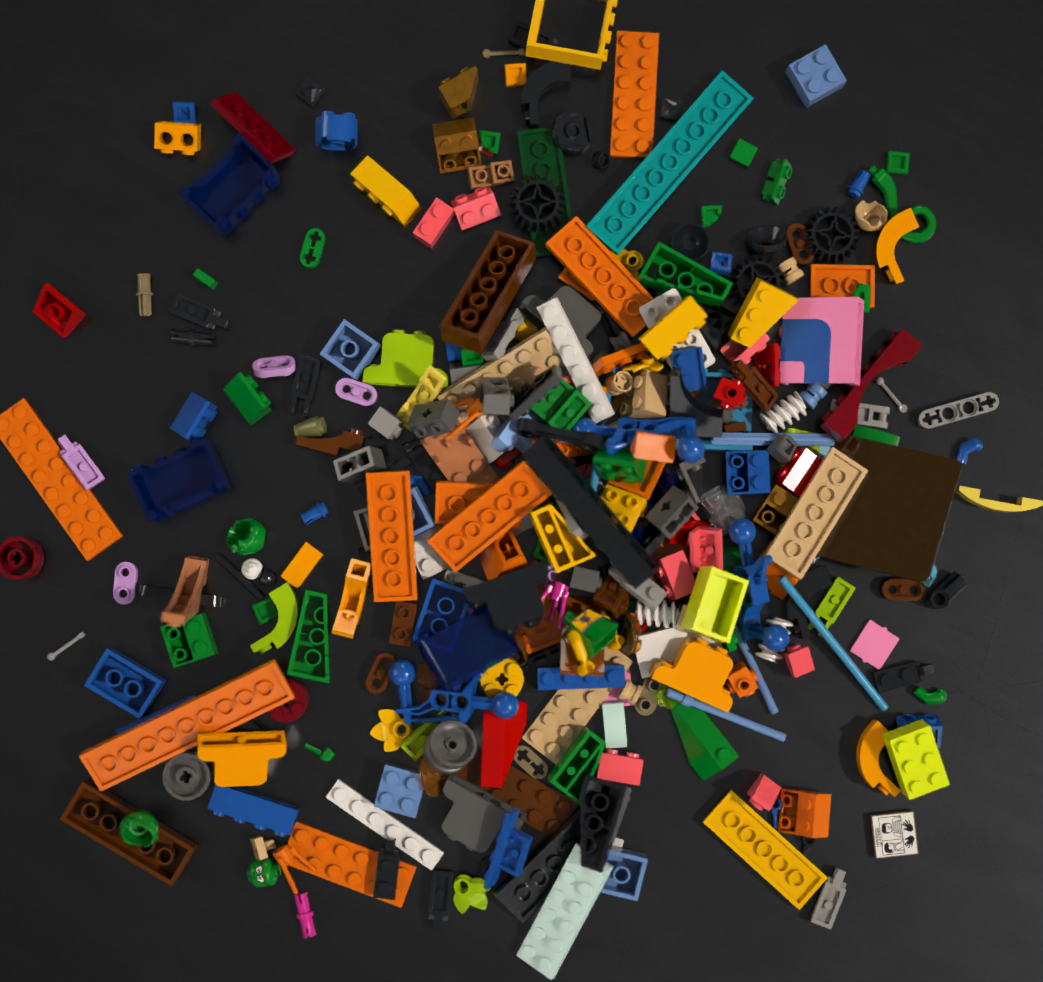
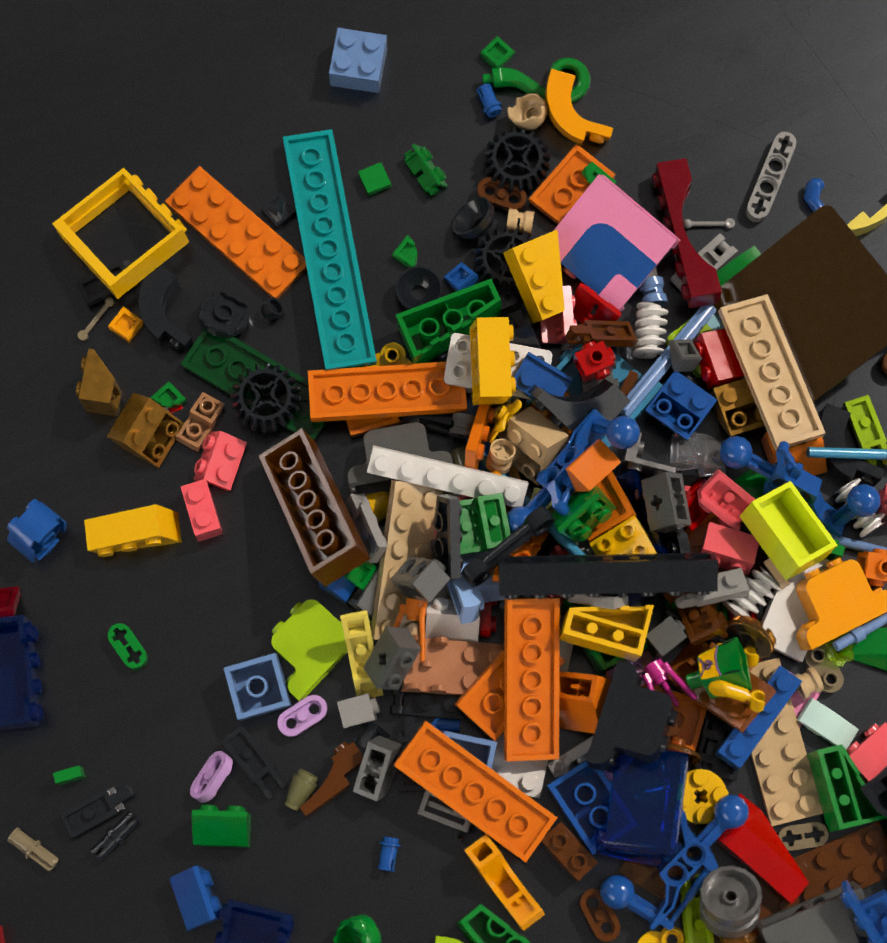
camera: 50 degrees left, 10 degrees down
(302, 565) = (429, 908): light orange tile -> none

